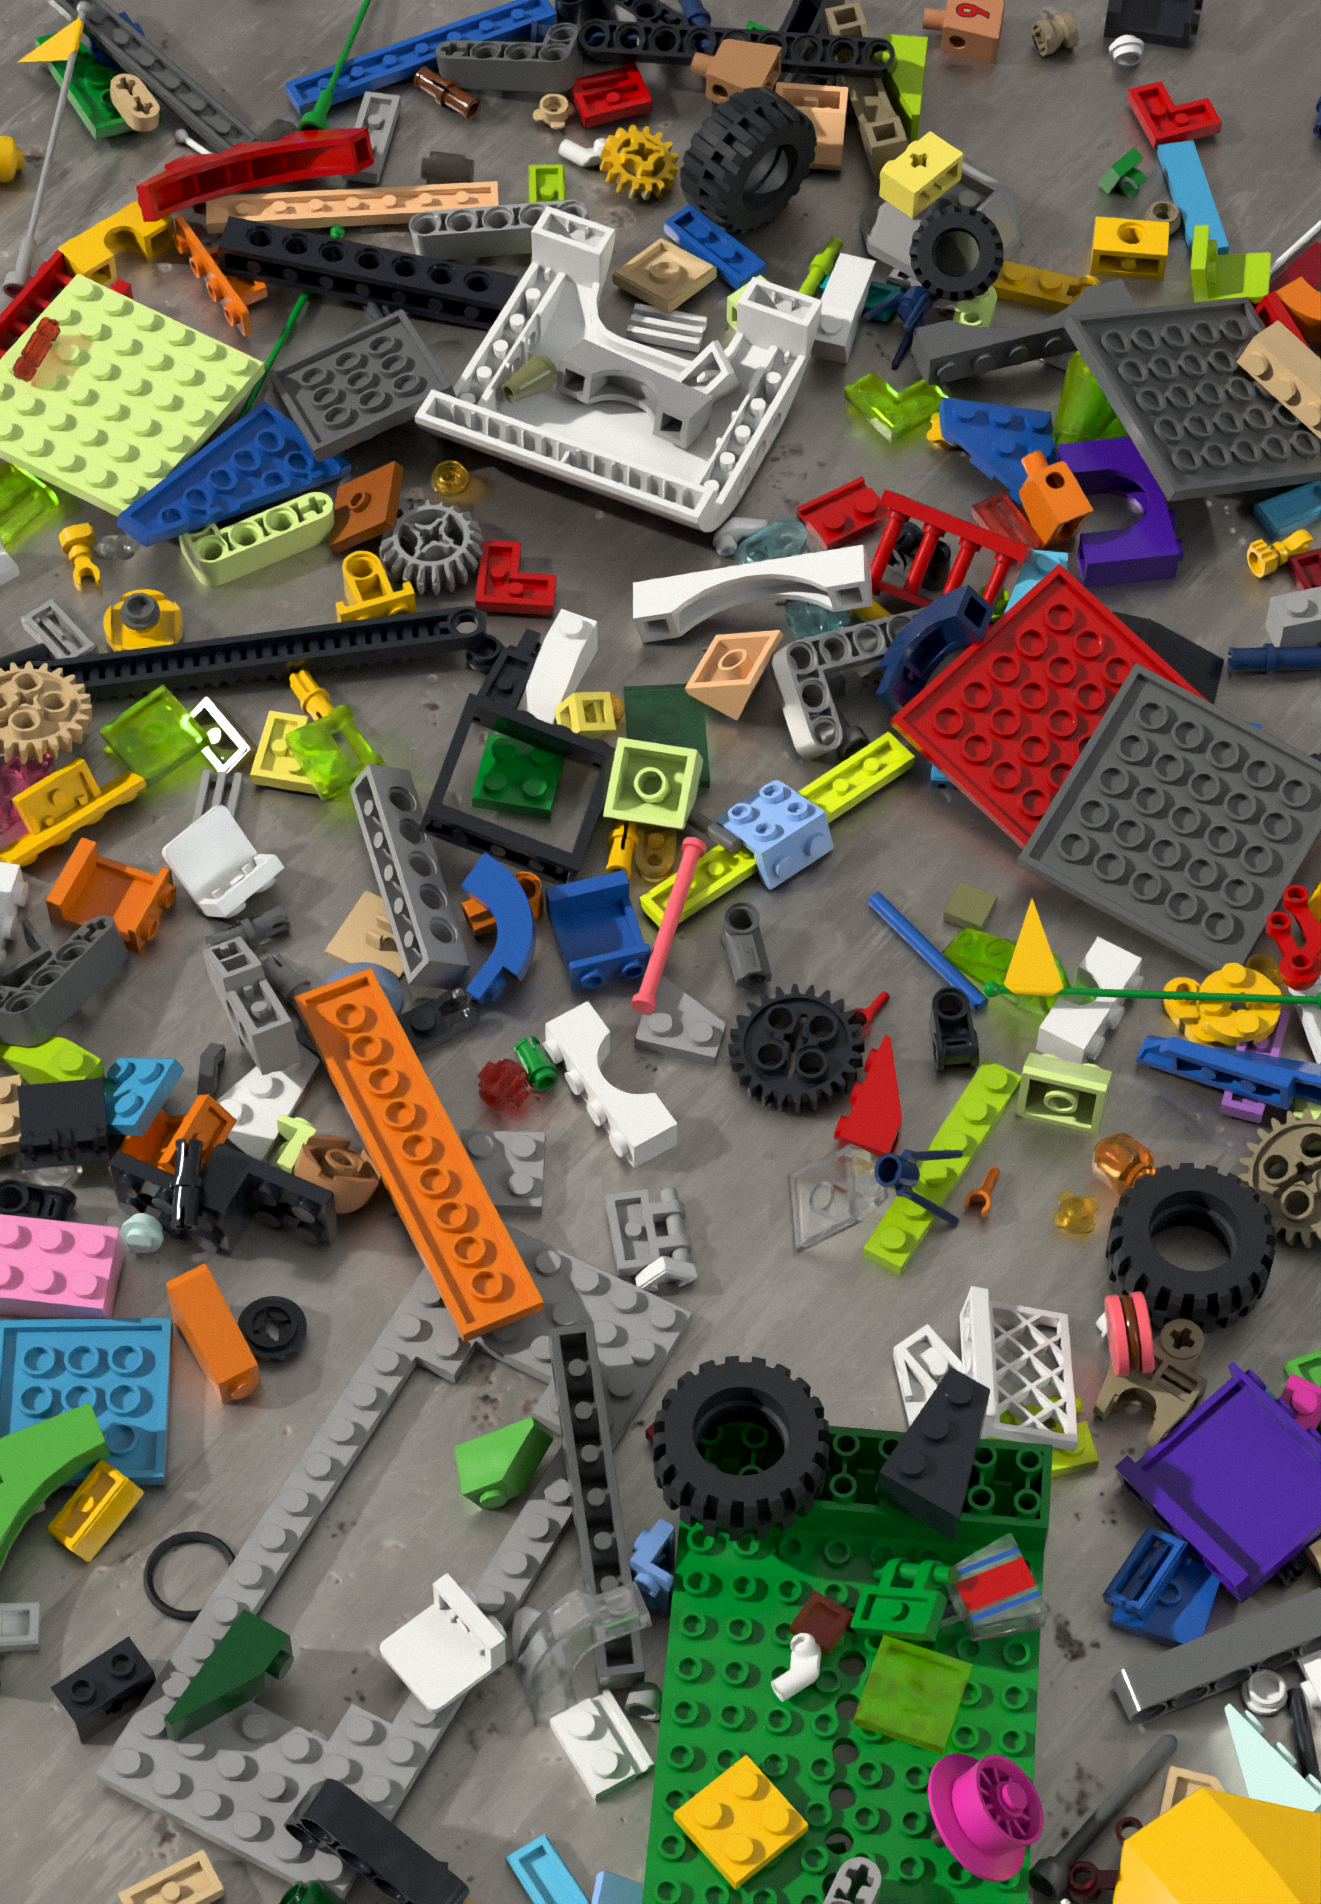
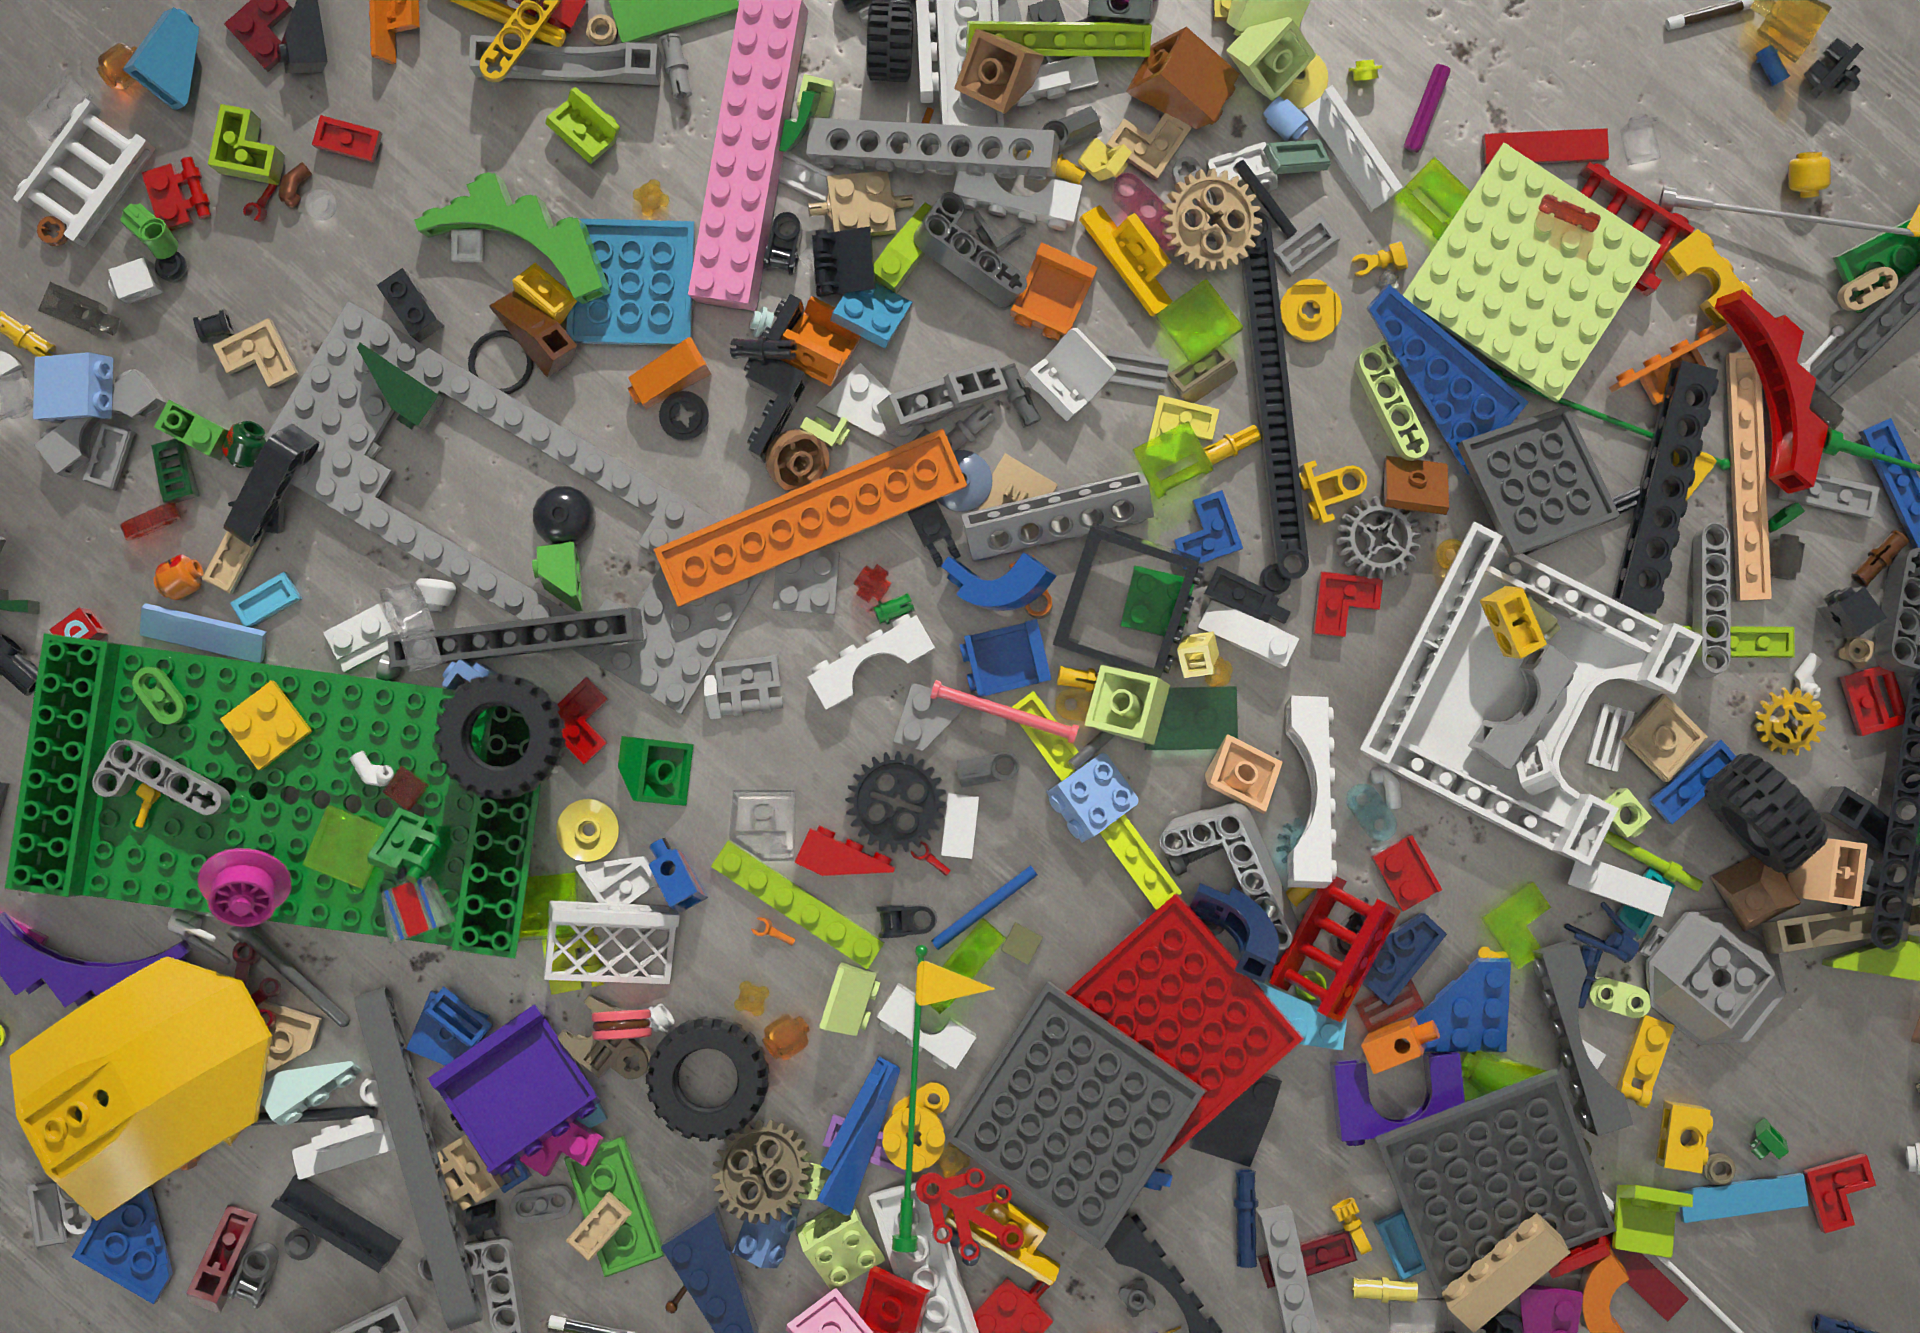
camera: 90 degrees right, 30 degrees up
(140, 612) = (1312, 306): dark grey plate -> none
(152, 1511) = (535, 332): none -> reddish brown slope
(209, 1061) = (899, 367): dark grey tile -> none
(397, 169) = (1784, 516): none -> green tile
(416, 1476) = (564, 515): none -> black cylinder
(427, 711) = (1218, 530): none -> blue plate
(446, 1646) = (414, 531): white bracket -> none
(511, 106) = (1850, 611): none -> black brick
(535, 390) = (1513, 622): none -> yellow brick
(737, 67) = (1867, 811): medium nougat torso -> none
(772, 1332) = (655, 770): none -> green slope
(839, 190) = (1754, 892): none -> medium nougat slope
(841, 978) = (960, 826): none -> white tile
(865, 1403) = (571, 830): none -> light yellow dish
(903, 1174) = (768, 869): dark blue plant -> none
(919, 1296) = (682, 887): none -> blue torso
(920, 174) = (1725, 953): light yellow brick -> none
(923, 253) = (1679, 985): black tyre -> none
(937, 1454) = (494, 876): black wedge -> none
(951, 501) = (1402, 956): none -> dark blue wing

